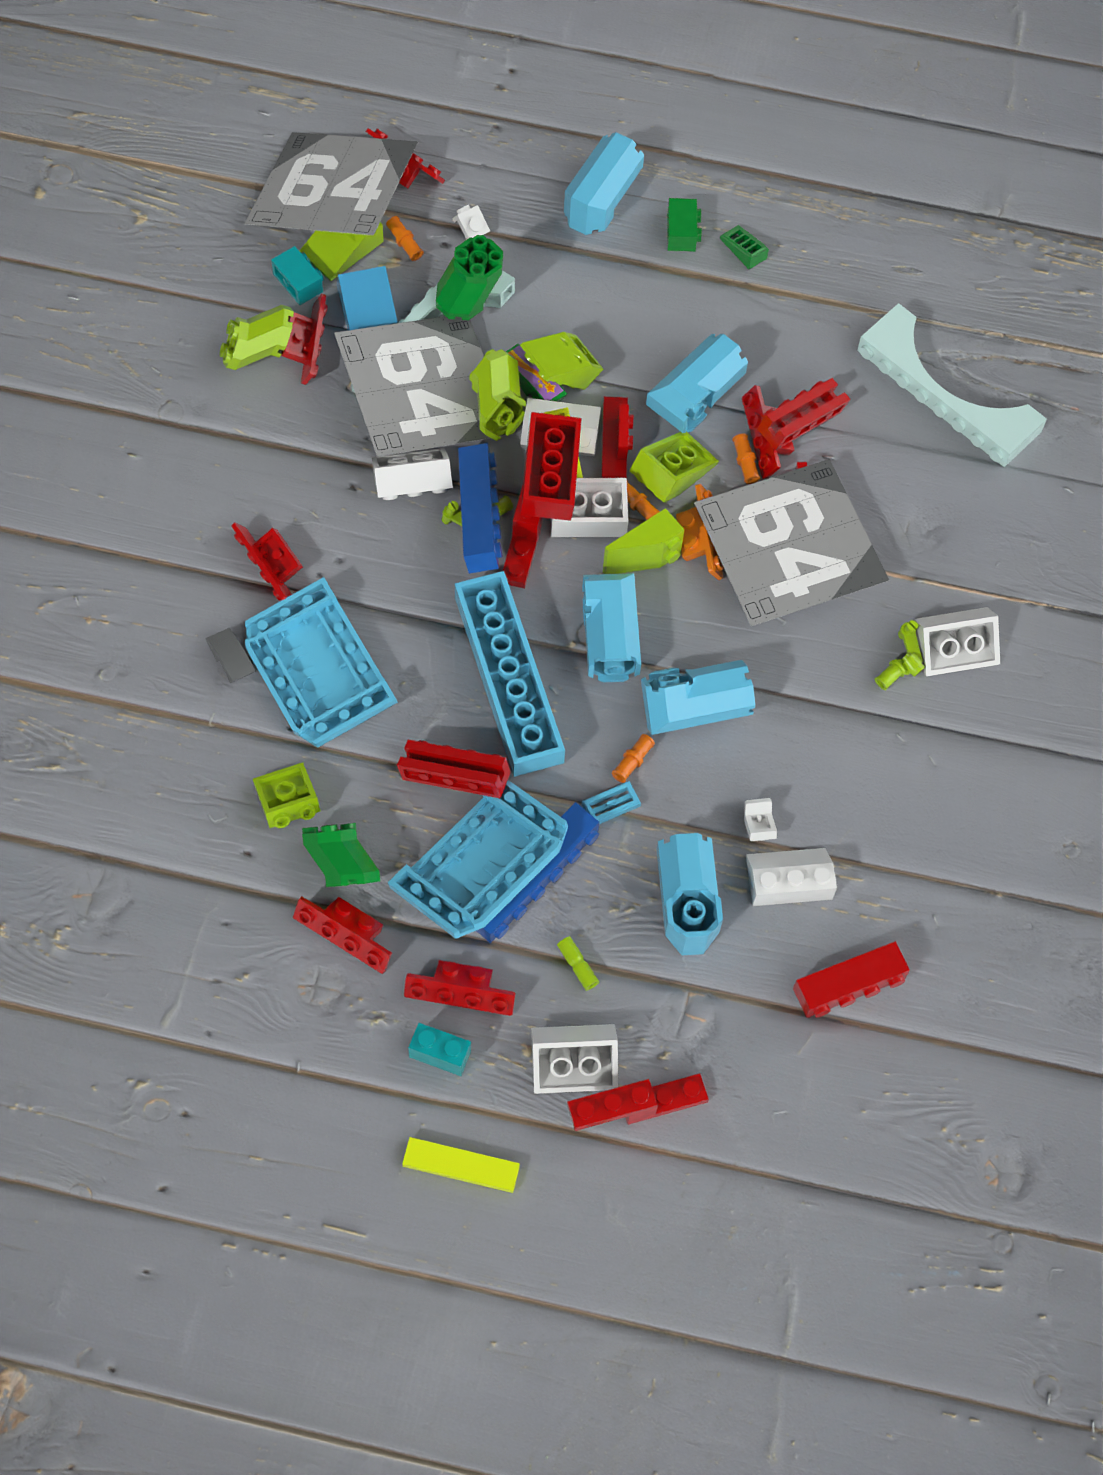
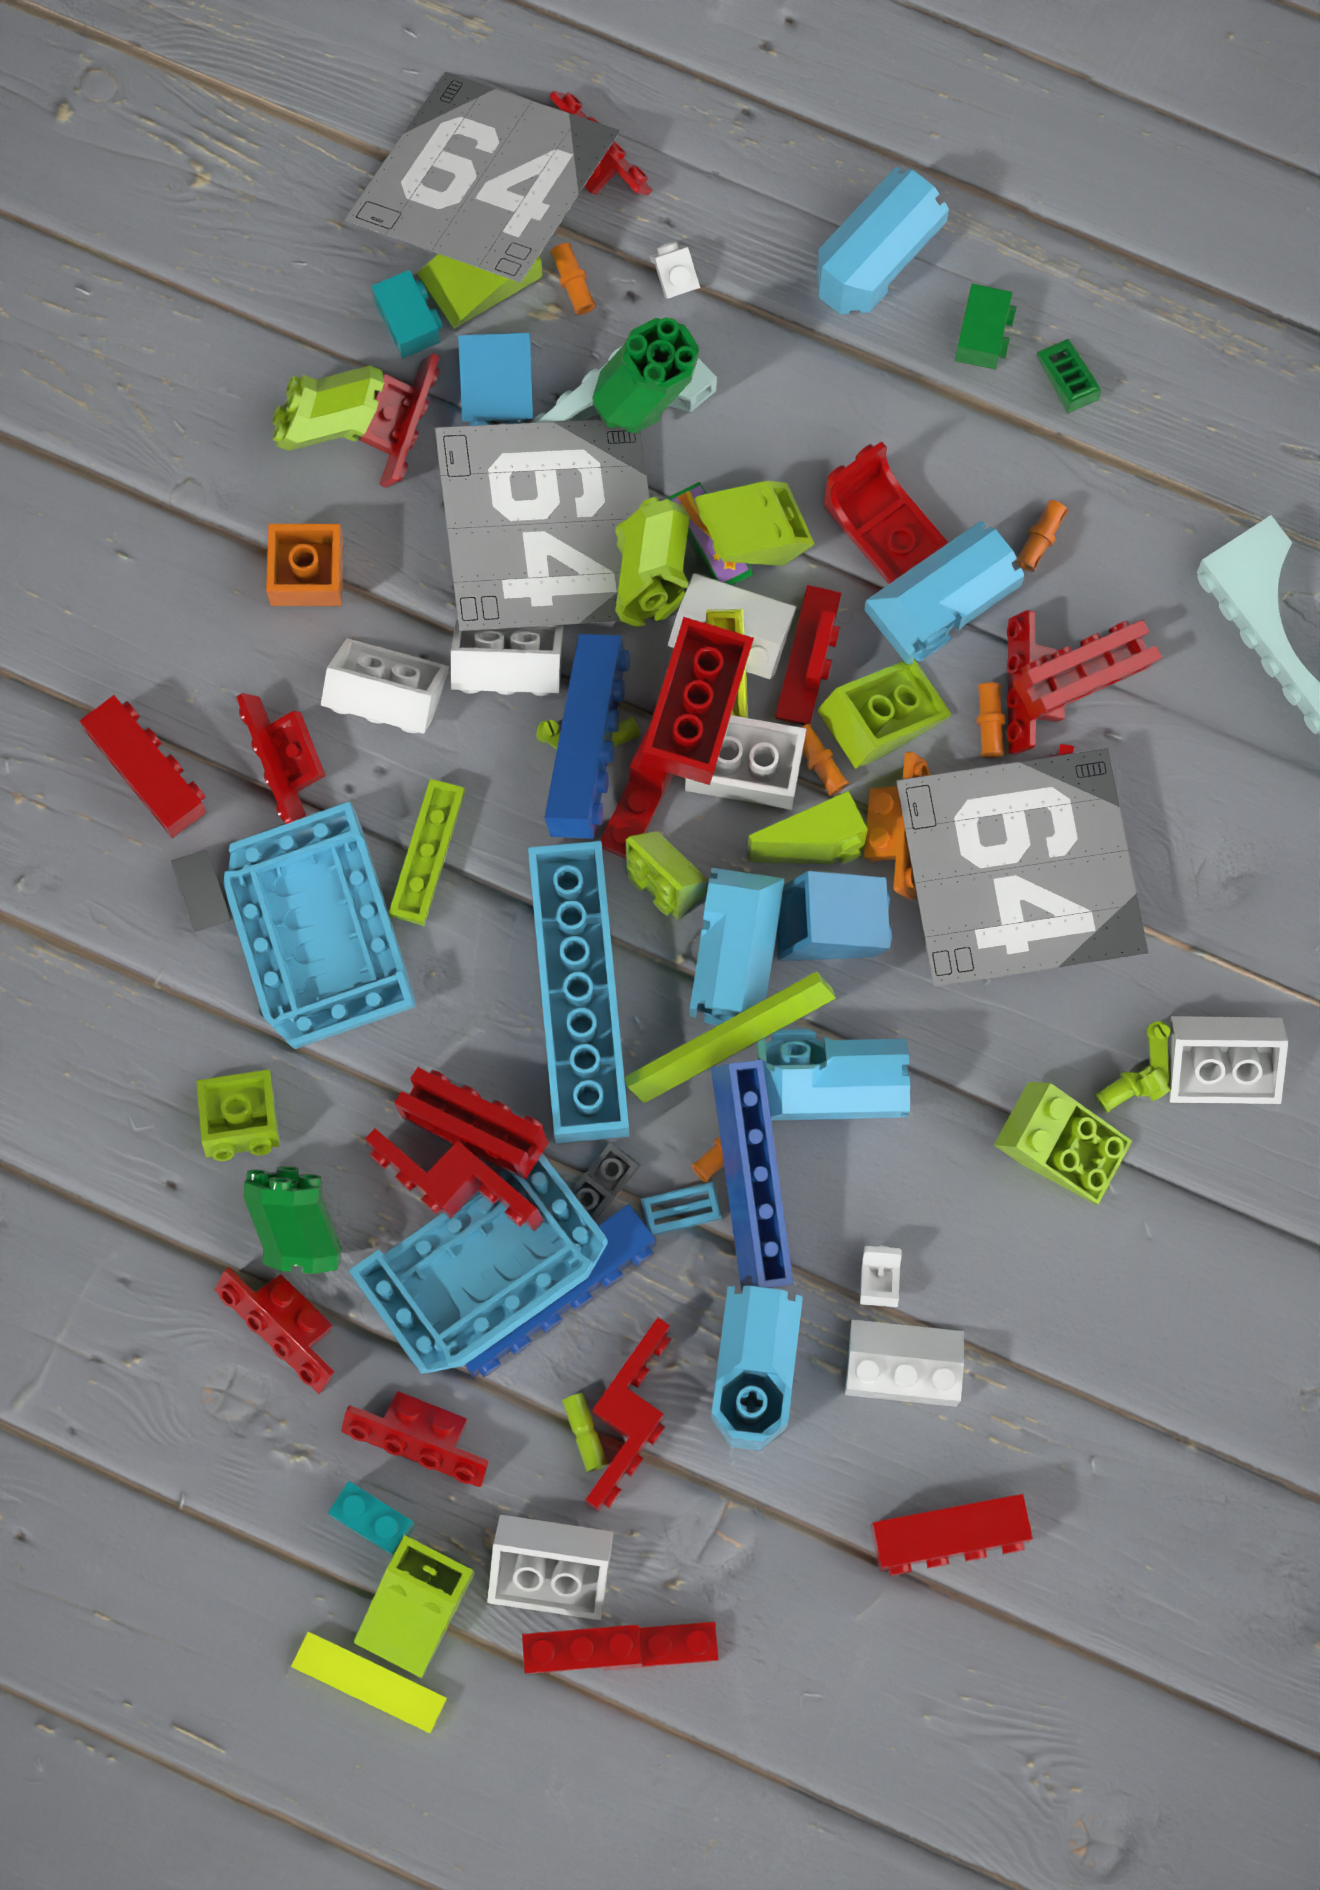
camera: 15 degrees right, 10 degrees up
(174, 580) = (143, 766): none -> red brick
(261, 436) = (305, 564): none -> orange brick
(331, 505) = (384, 686): none -> white slope
(383, 604) = (427, 852): none -> lime plate
(450, 808) = (453, 1181): none -> red bracket
(483, 1102) = (413, 1606): none -> lime slope
(550, 588) = (664, 873): none -> lime slope
(555, 790) = (604, 1180): none -> dark grey slope
(607, 945) = (629, 1415): none -> red bracket
(621, 679) = (730, 1037): none -> lime tile
(638, 344) = (880, 514): none -> red bracket
(656, 763) = (752, 1174): none -> blue brick
(672, 596) = (833, 917): none -> dark azure slope
(751, 341) = (1041, 535): none -> orange pin
(861, 711) = (1063, 1141): none -> lime slope

